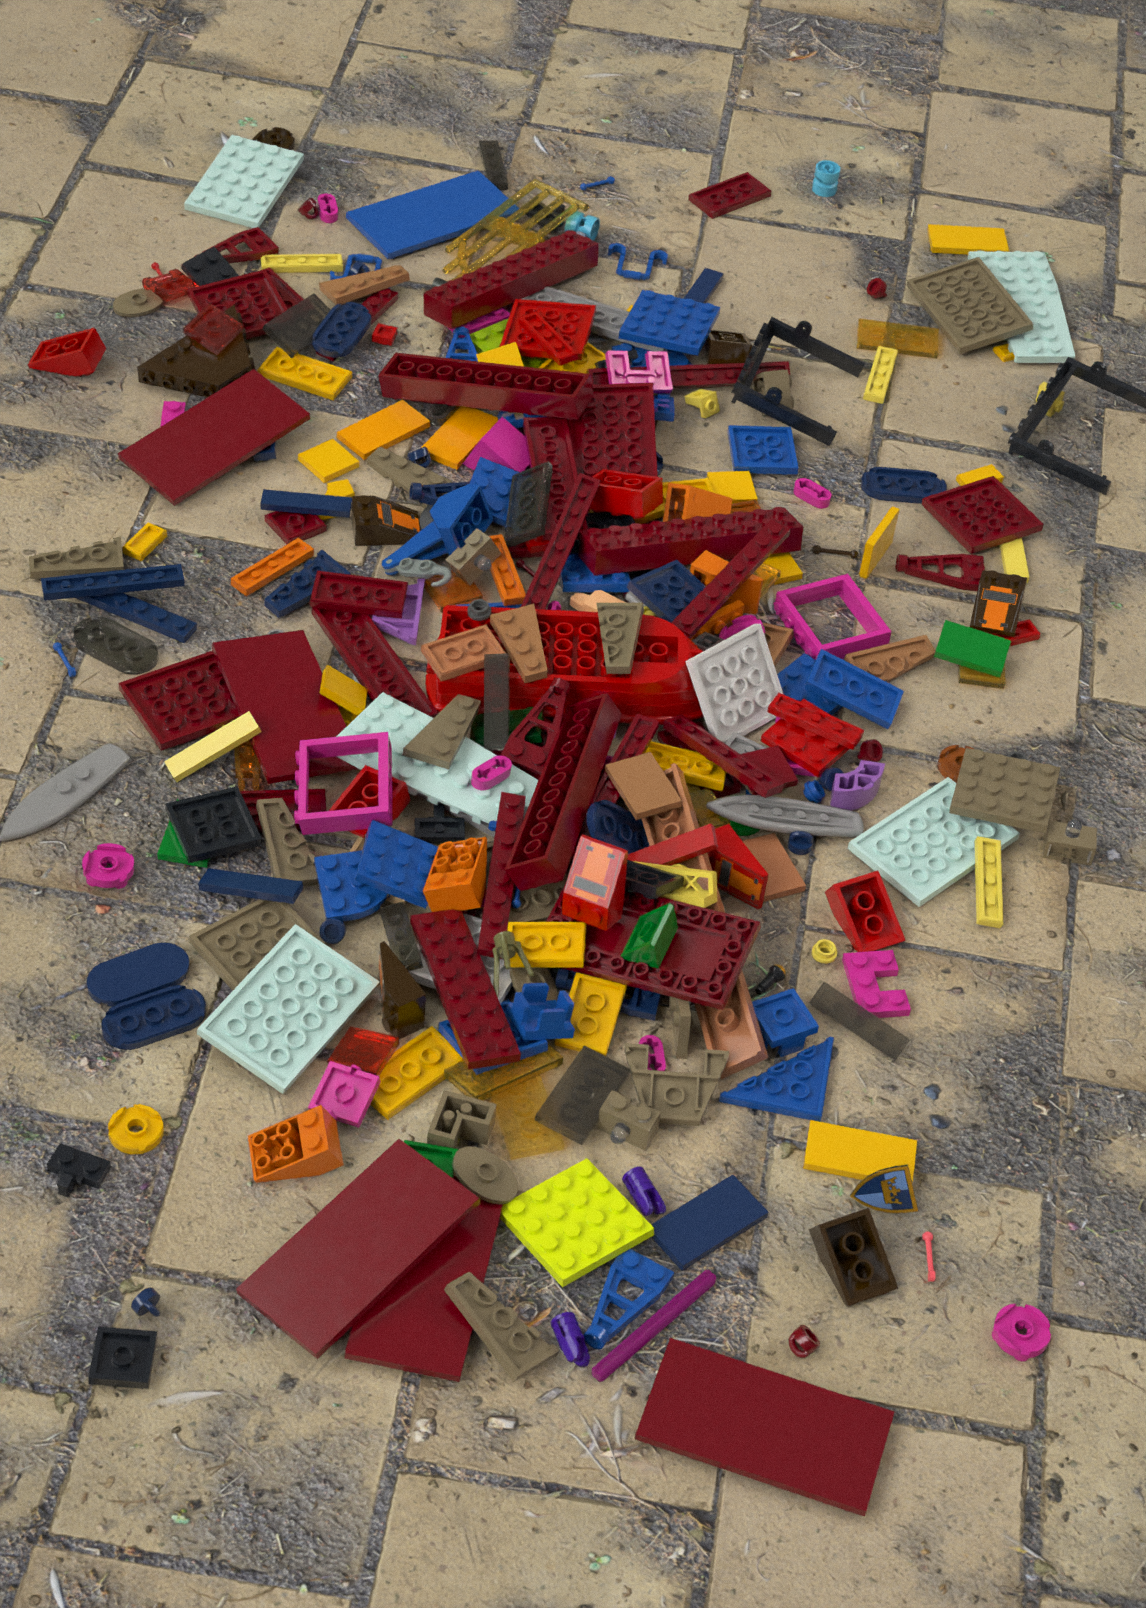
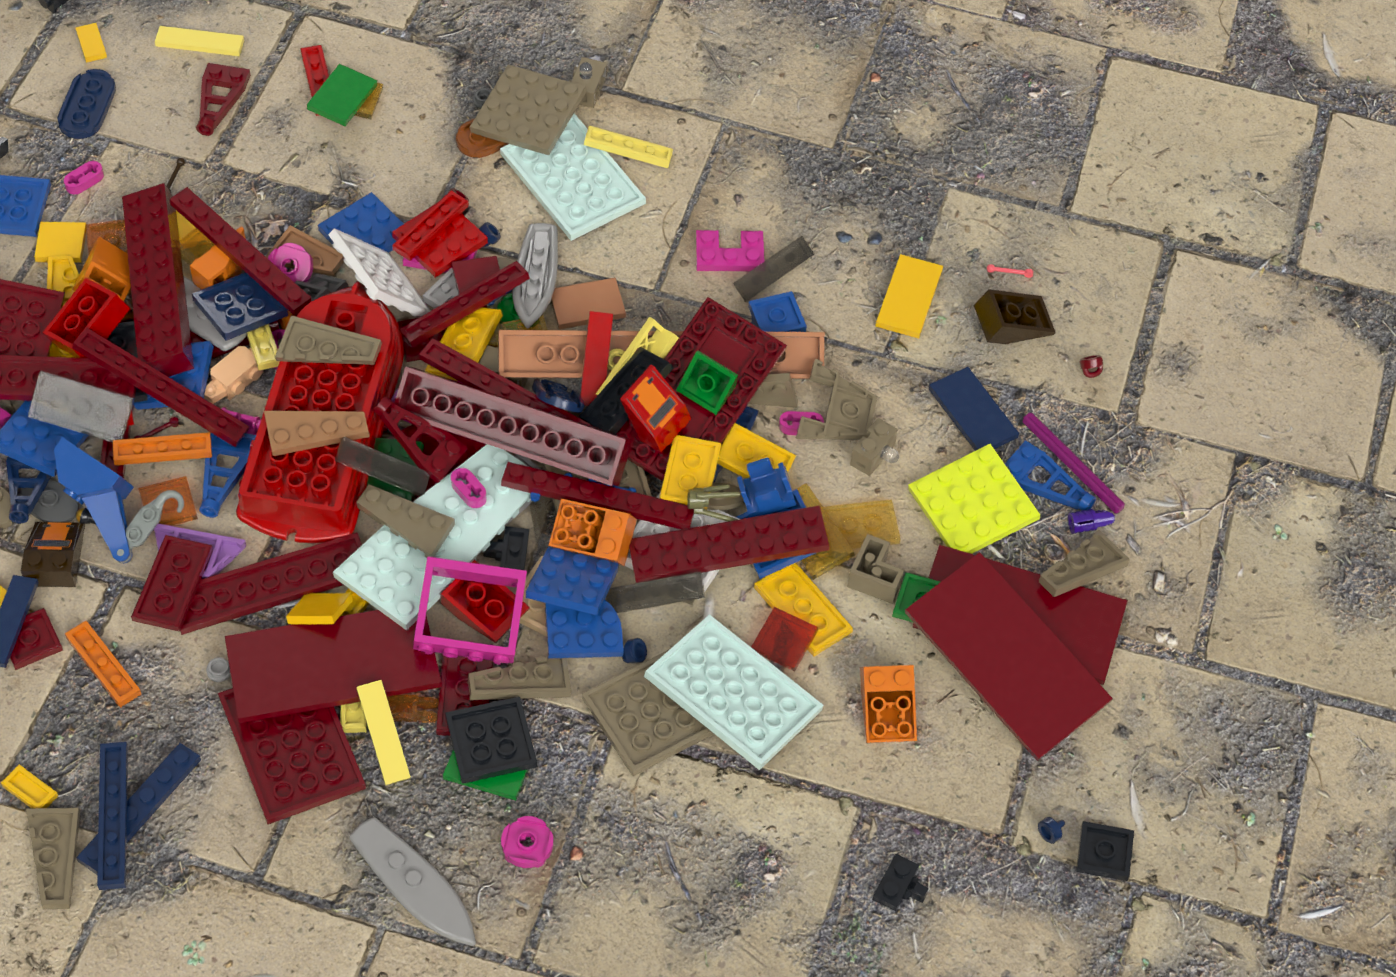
camera: 80 degrees left, 10 degrees up
(71, 670) = (231, 870): blue hinge -> none
(116, 645) = (196, 825): clear smoke tile -> none
(137, 973) = (669, 822): dark blue tile -> none
(140, 1141) = (851, 846): yellow tile -> none
(153, 1017) = (723, 812): dark blue tile -> none
(250, 886) = (574, 714): dark blue tile -> none
(299, 588) = (140, 639): dark blue wing -> none
(345, 1093) = (834, 657): dark pink plate -> none
(400, 995) = (729, 600): dark brown slope -> none
(461, 652) = (317, 482): nougat tile -> none
(473, 557) = (152, 466): dark tan piece -> none
(479, 610) = (258, 455): dark grey plate -> none
(485, 1175) = (932, 556): dark tan piece -> none
(580, 1093) = (841, 477): clear smoke tile -> none
(643, 785) = (518, 362): medium nougat tile -> none
(643, 1191) = (945, 449): dark purple hinge -> none
(737, 868) = (618, 304): red slope -> none
(766, 1426) = (1167, 404): dark red tile -> none
(788, 1087) = (842, 327): blue tile -> none
(800, 842) = (564, 273): dark blue tile -> none
(814, 791) = (502, 250): blue plate -> none
(824, 951) = (692, 279): light yellow plate -> none
(843, 585) = (273, 168): dark pink window -> none
(854, 689) = (382, 192): blue plate -> none
(858, 786) = (507, 213): medium lavender brick -> none
(865, 912) = (653, 240): red slope -> none
(879, 542) = (184, 133): yellow tile -> none
(887, 1191) = (954, 280): shield -> none
(894, 658) = (340, 164): medium nougat wing -> none
(982, 514) = (150, 50): dark red plate -> none
(998, 603) = (283, 63): dark brown slope -> none
(1016, 1344) = (1082, 236): dark pink plate -> none

